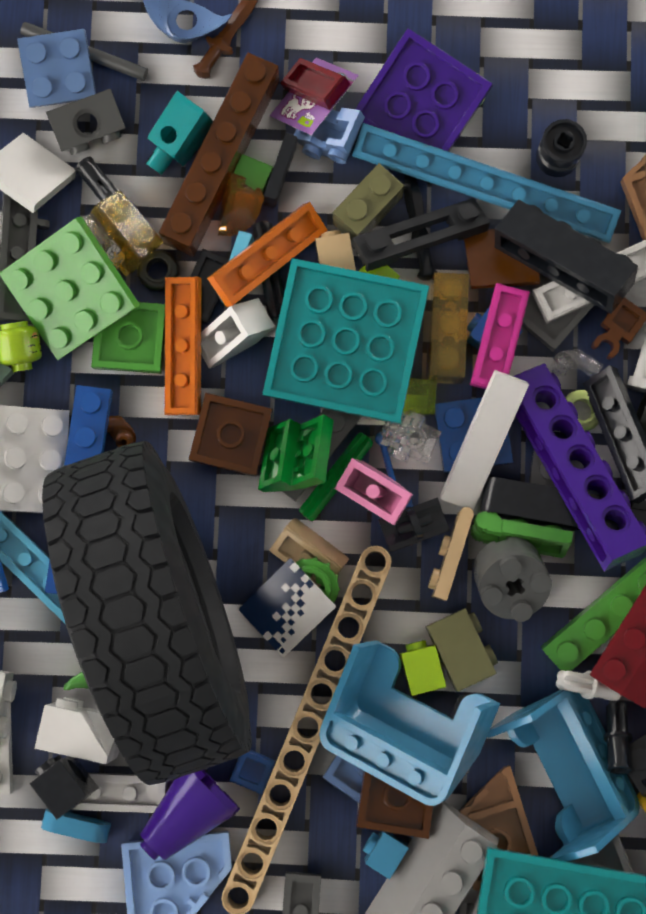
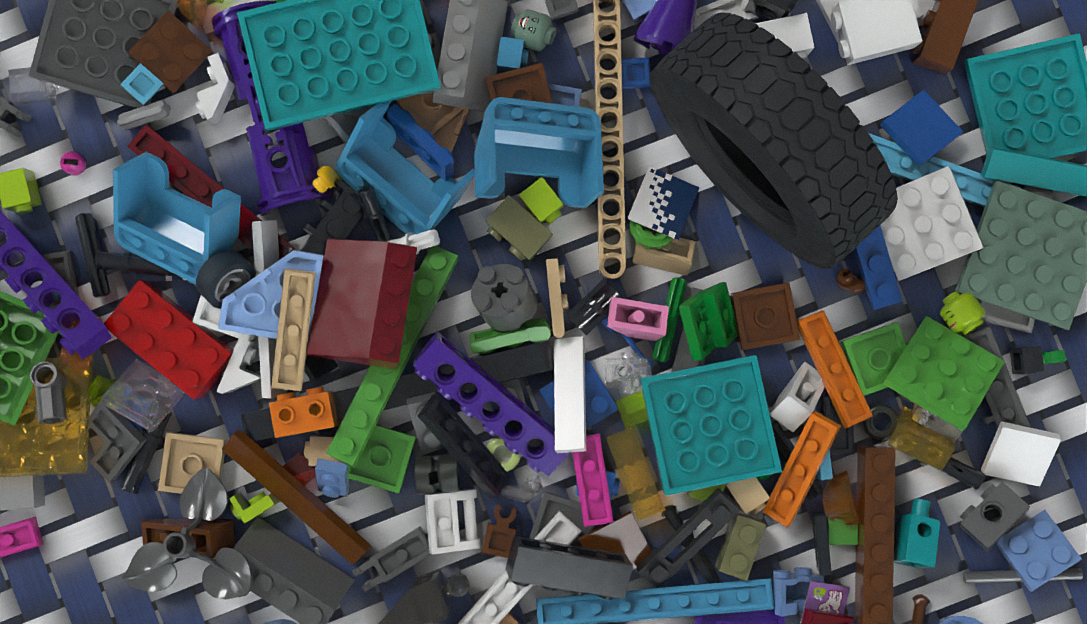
camera: 155 degrees right, 5 degrees up
(347, 871) = (534, 29): none -> sand green head
(531, 797) = (421, 142): none -> blue plate

